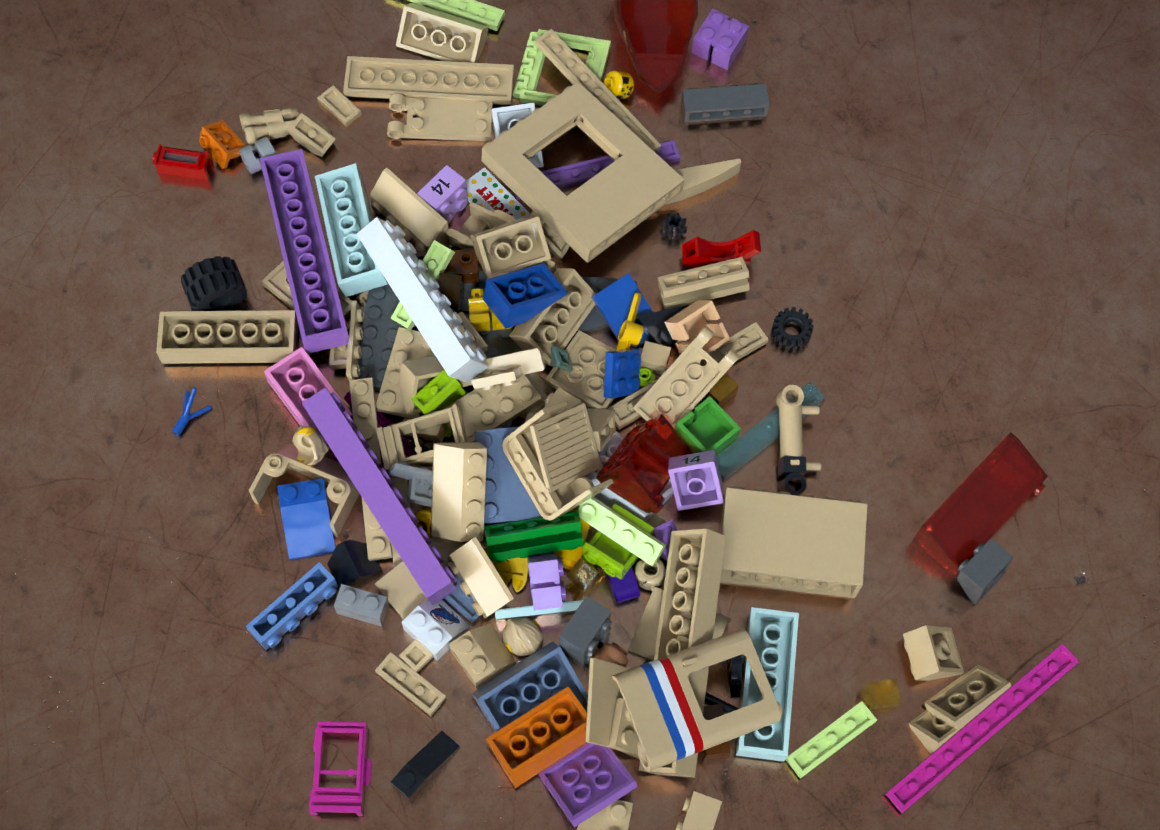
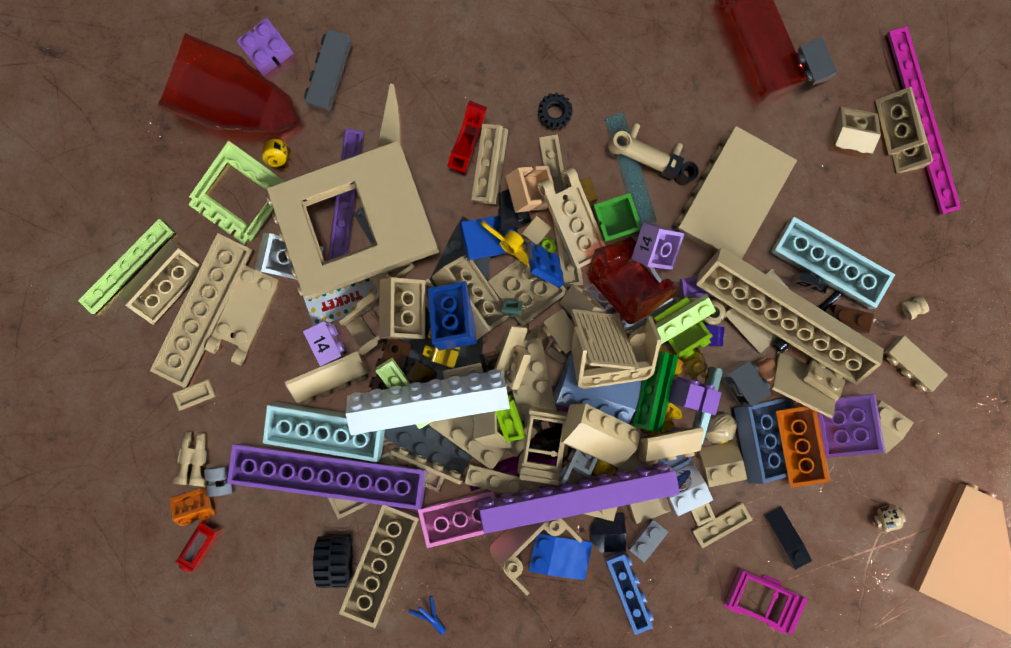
camera: 65 degrees left, 20 degrees up
(310, 445) = (511, 537): tan hair -> none
(311, 134) = (215, 427): tan slope -> none
(577, 71) = (272, 176): tan plate -> none
(668, 711) = (838, 352): tan piece -> none
(674, 226) = (422, 161): black gear -> none
(760, 806) = (915, 307): none -> tan wheel
(831, 739) = (888, 234): yellowish green plate -> none
(881, 695) = (872, 183): clear yellow brick -> none

